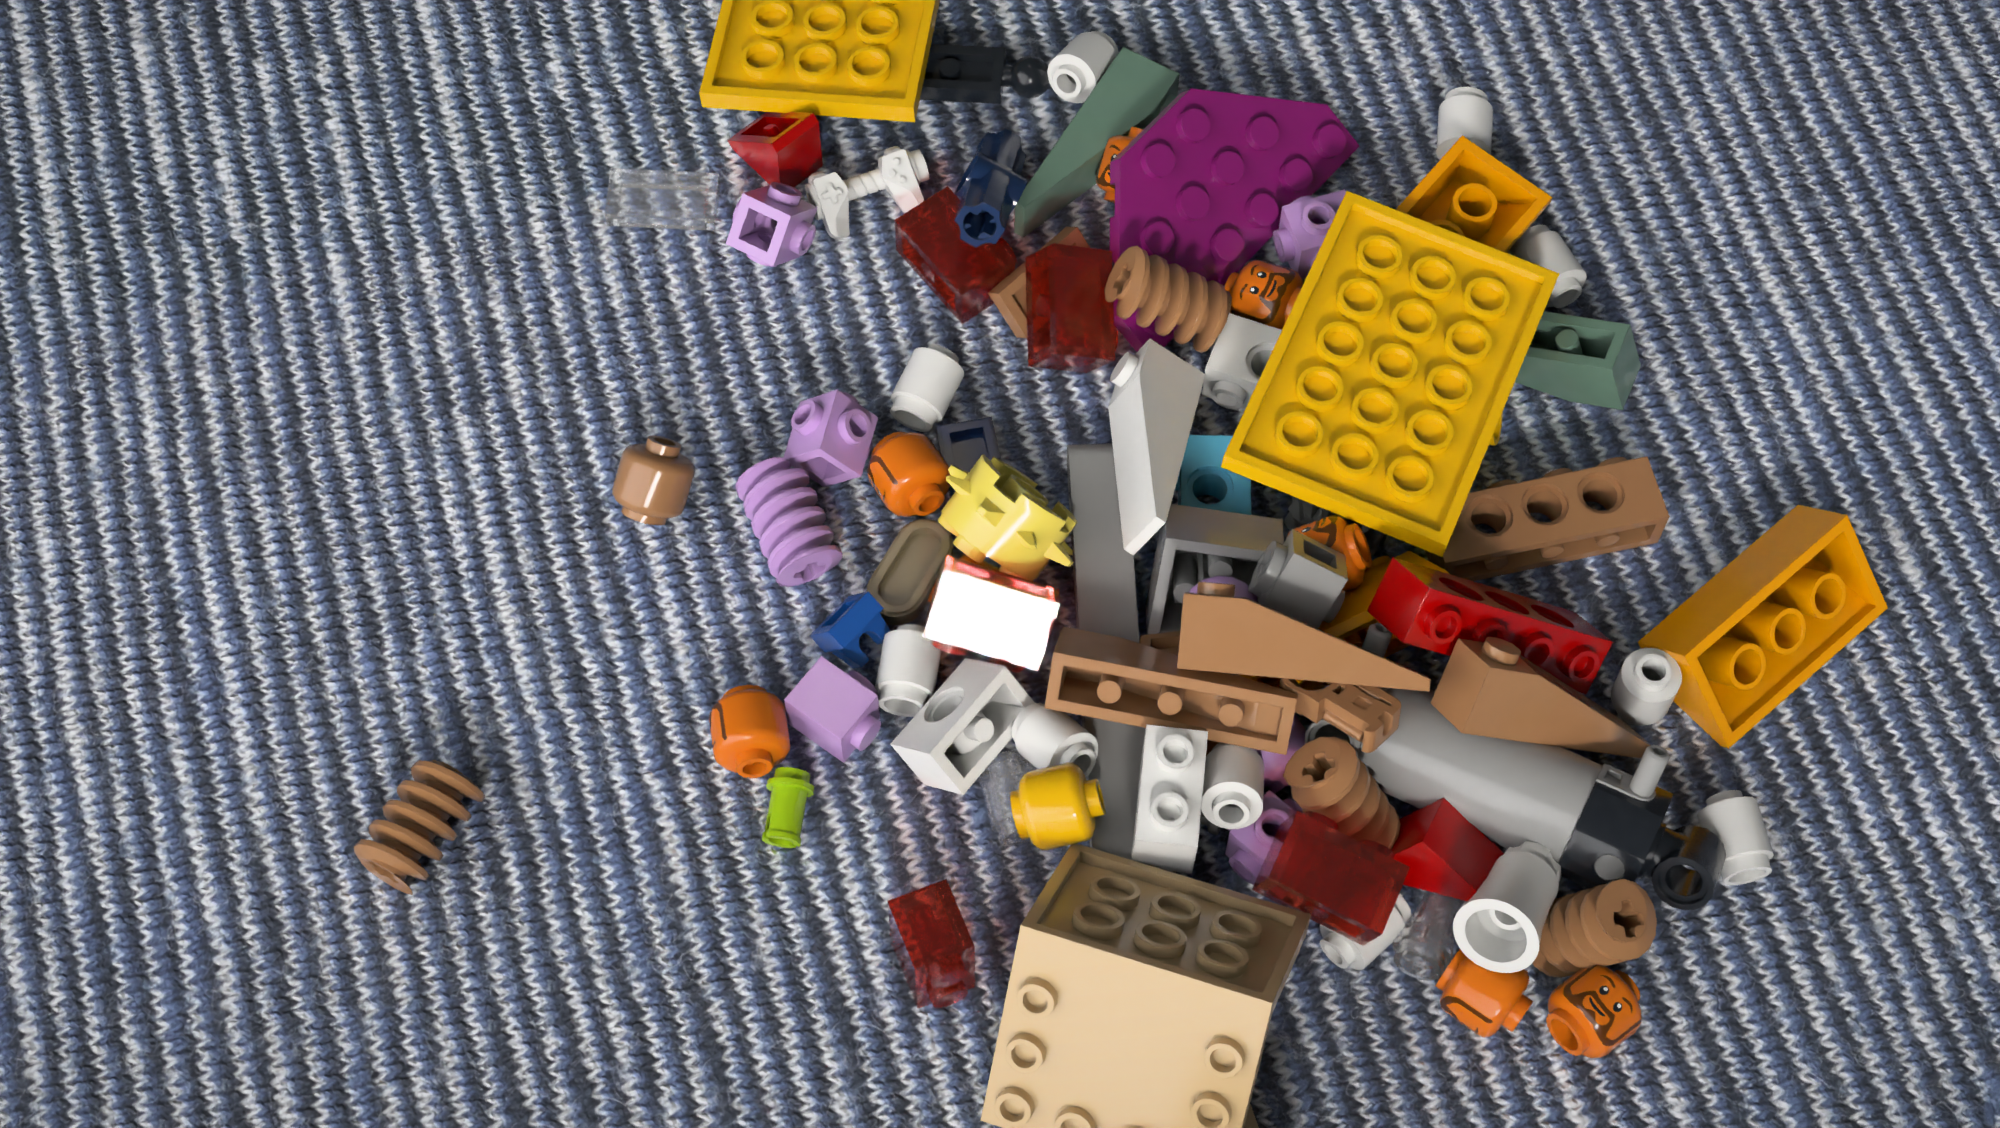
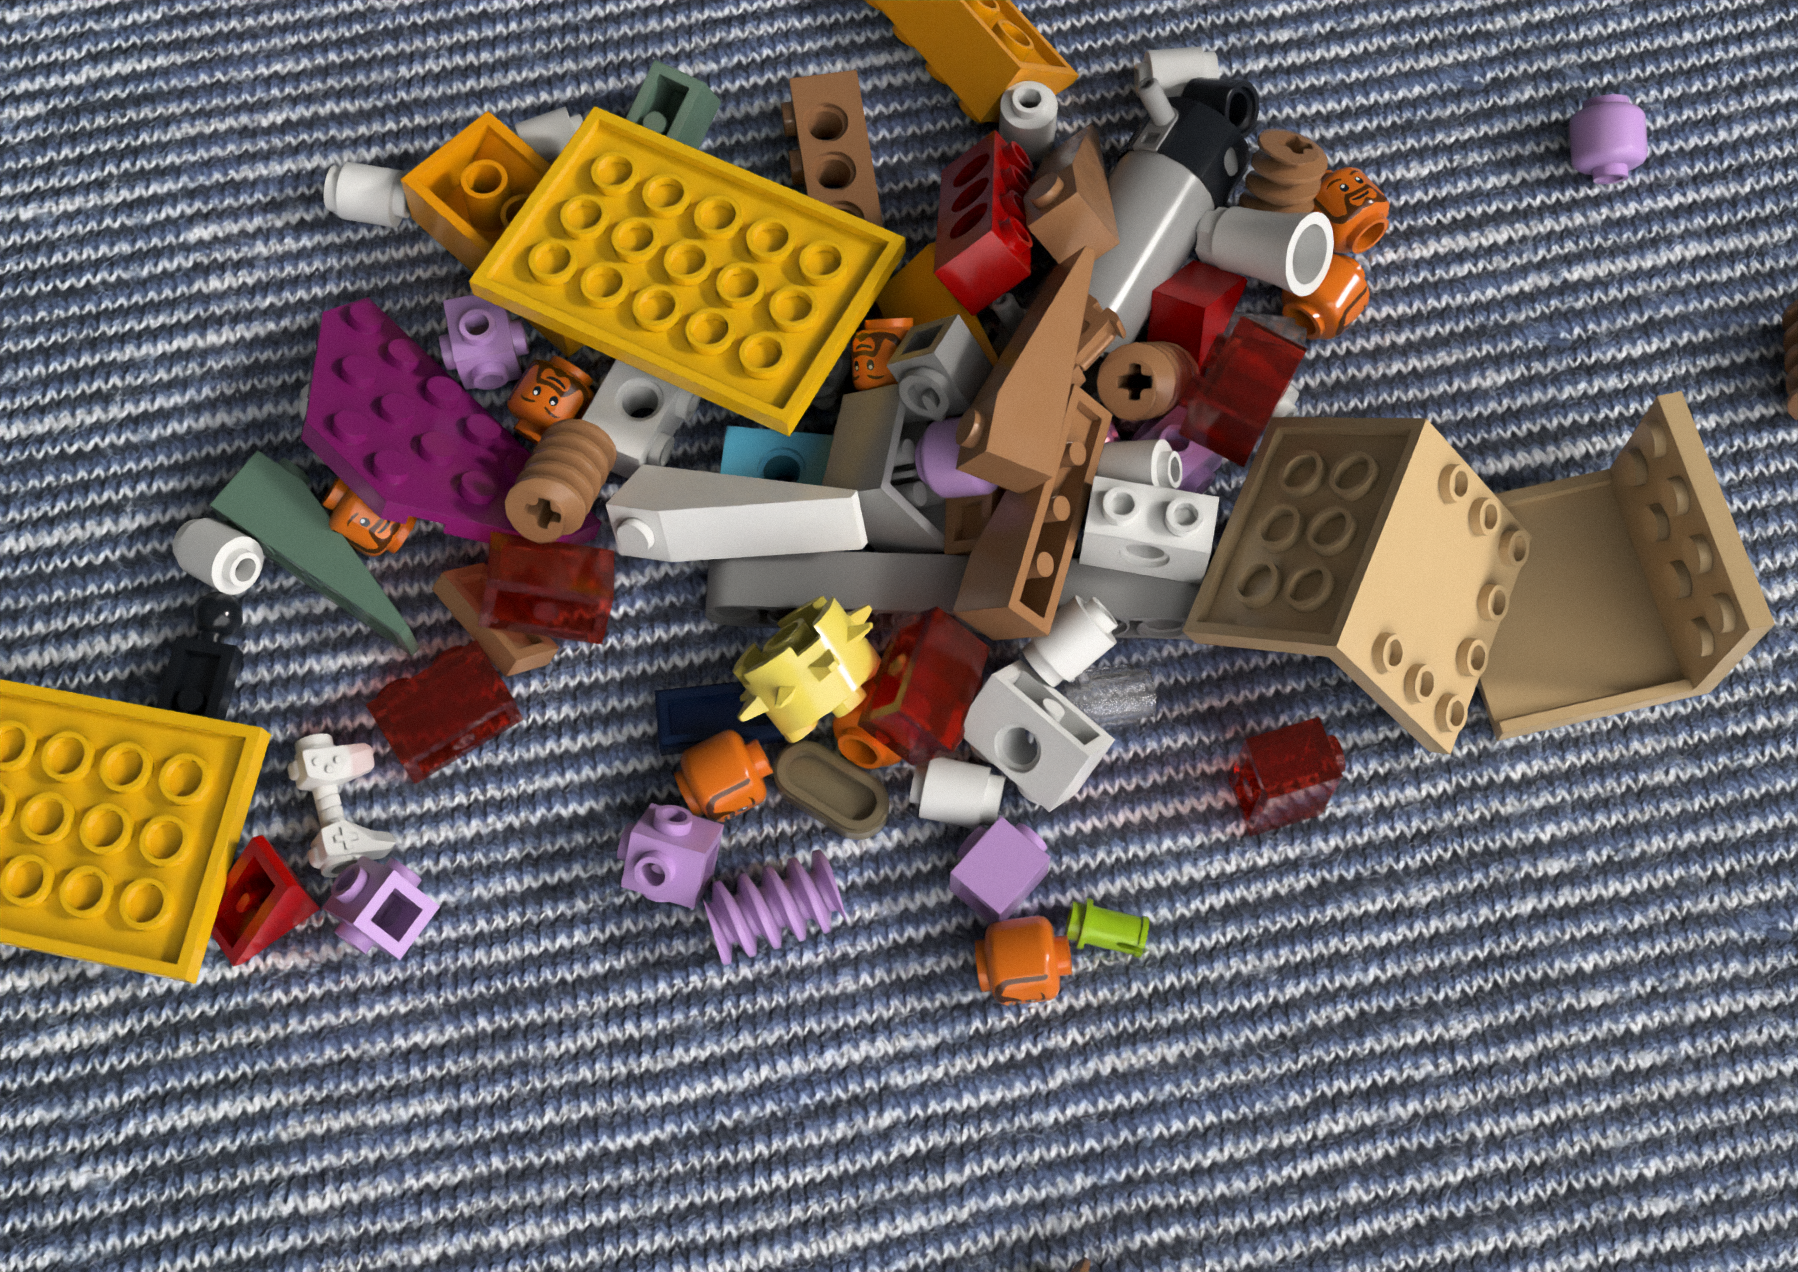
camera: 85 degrees left, 5 degrees up
(653, 481) = (705, 1055): medium nougat head -> none
(662, 199) = (306, 1044): clear tile -> none
(846, 624) = (899, 851): blue tile -> none
(926, 387) = (611, 754): white brick -> none
(990, 188) = (380, 655): dark blue piece -> none
(1056, 806) = (1152, 636): yellow head -> none

